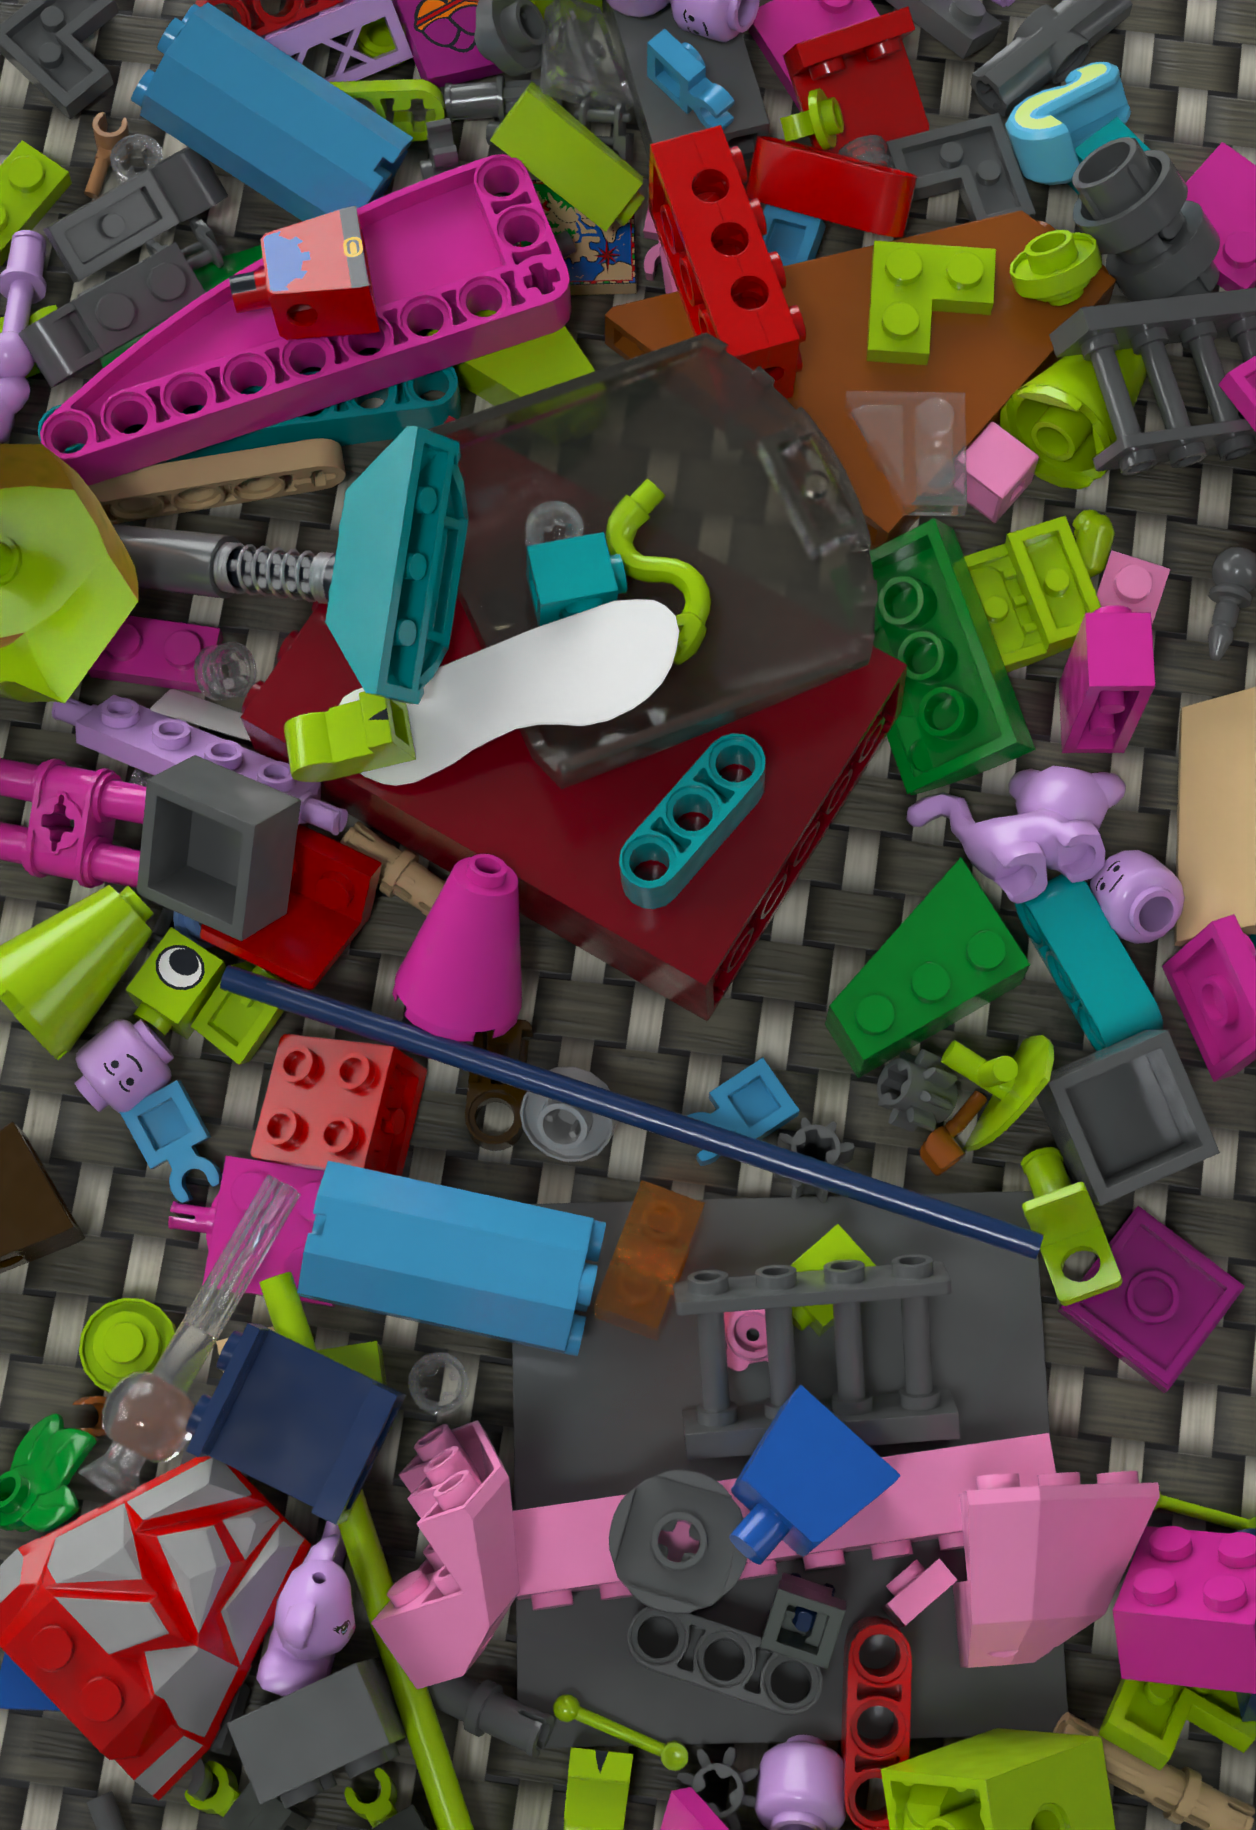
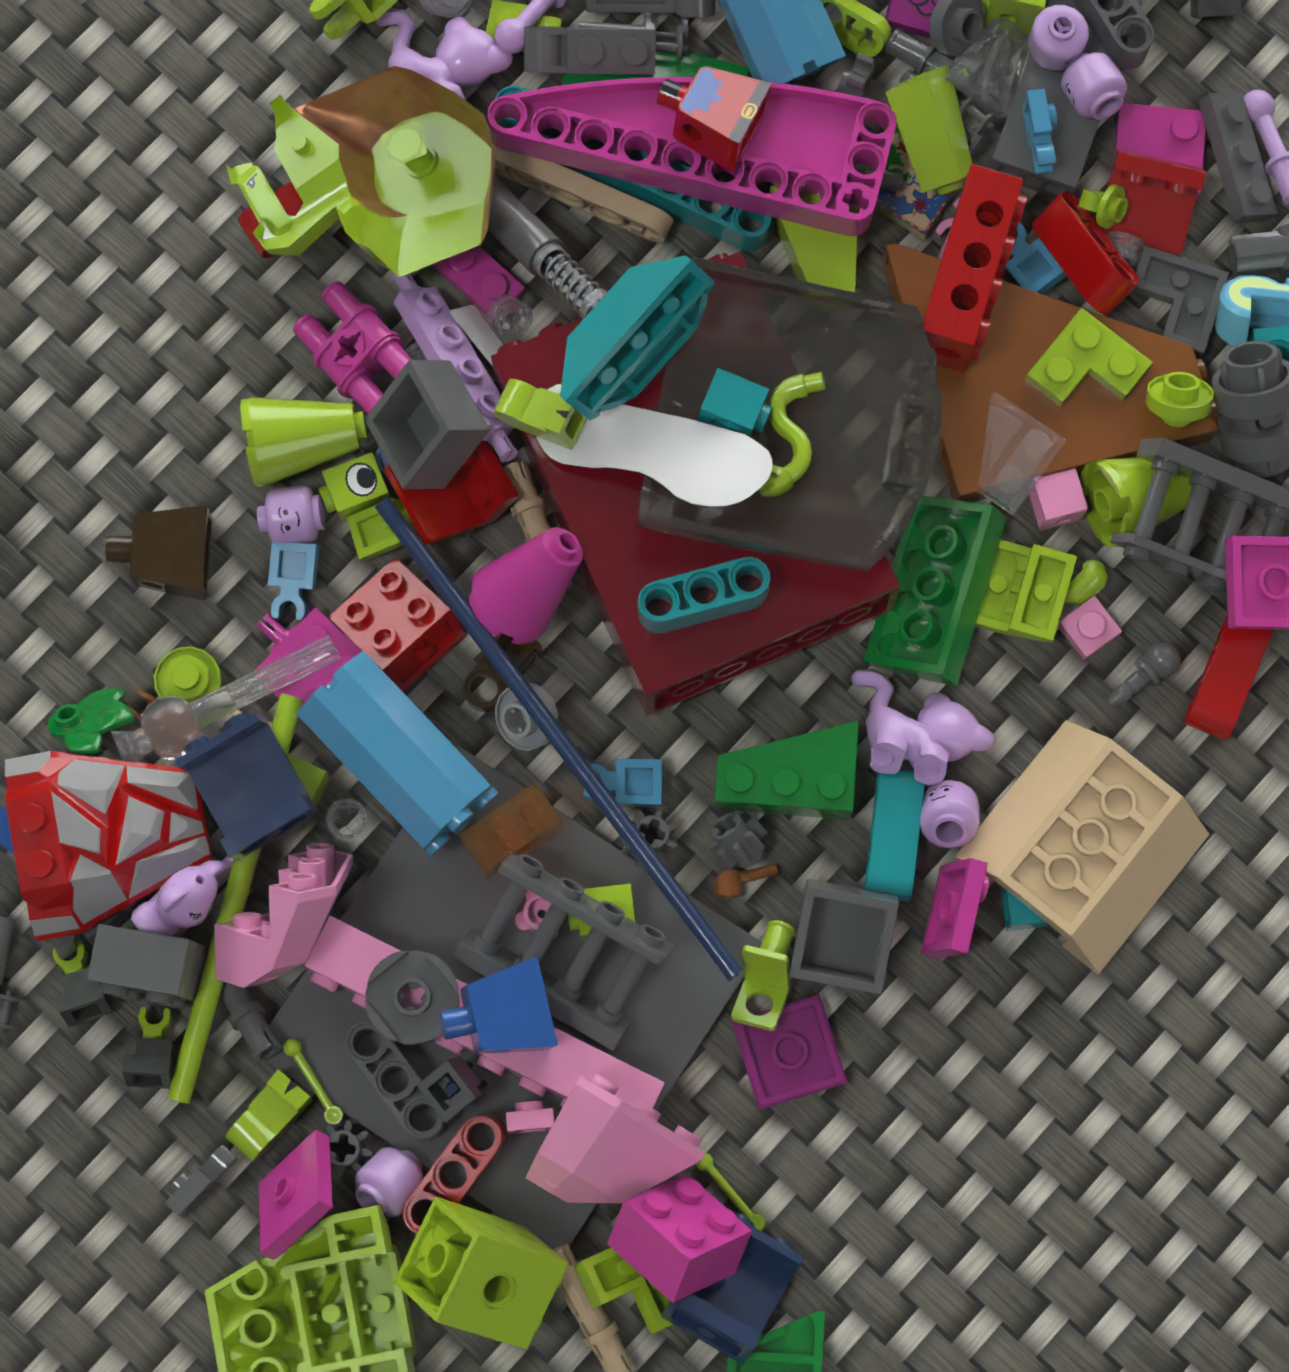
camera: 30 degrees right, 5 degrees up
(545, 517) = (747, 355): clear bush -> none
(1010, 1081) = (787, 863): lime shield -> none
(1106, 680) = (1019, 673): dark pink brick -> none

